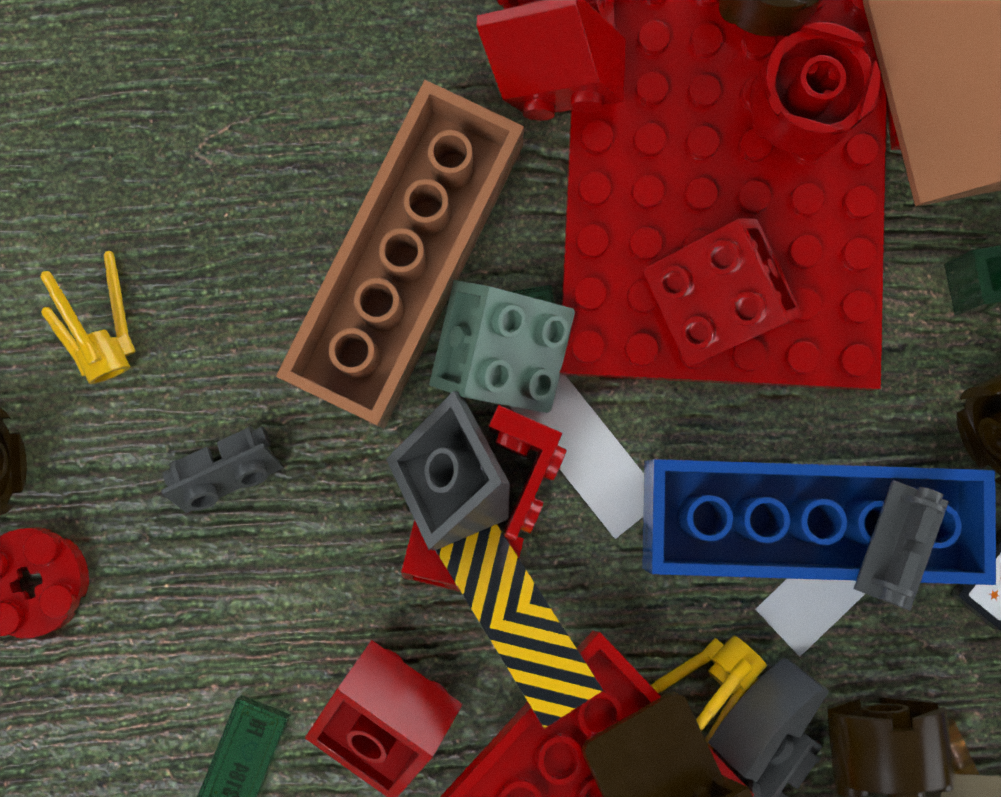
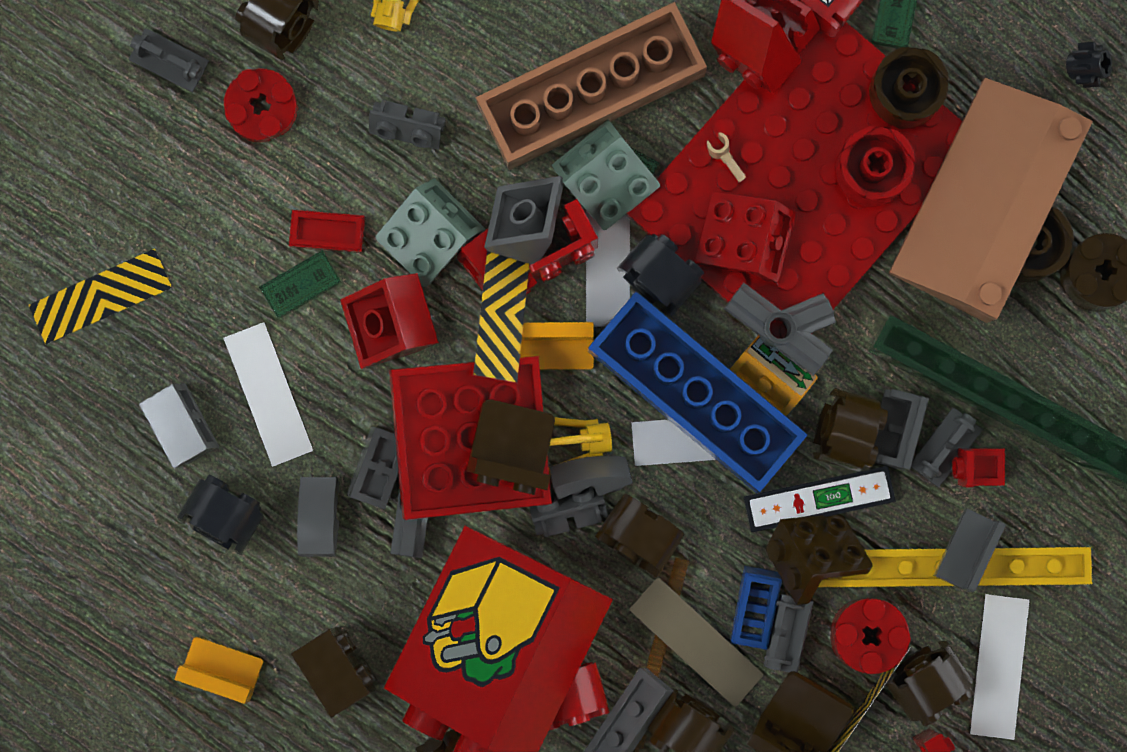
camera: 45 degrees right, 0 degrees up
(225, 669) = (327, 231): none -> red tile
(346, 574) = (428, 231): none -> sand green bracket
(602, 589) = (559, 344): none -> light orange panel
(624, 216) = (726, 157): none -> tan hand
(662, 412) = (660, 273): none -> black brick
(870, 344) = (799, 320): none -> dark grey piece
(877, 427) = (773, 376): none -> panel
(901, 544) = (726, 430): dark grey hinge -> none

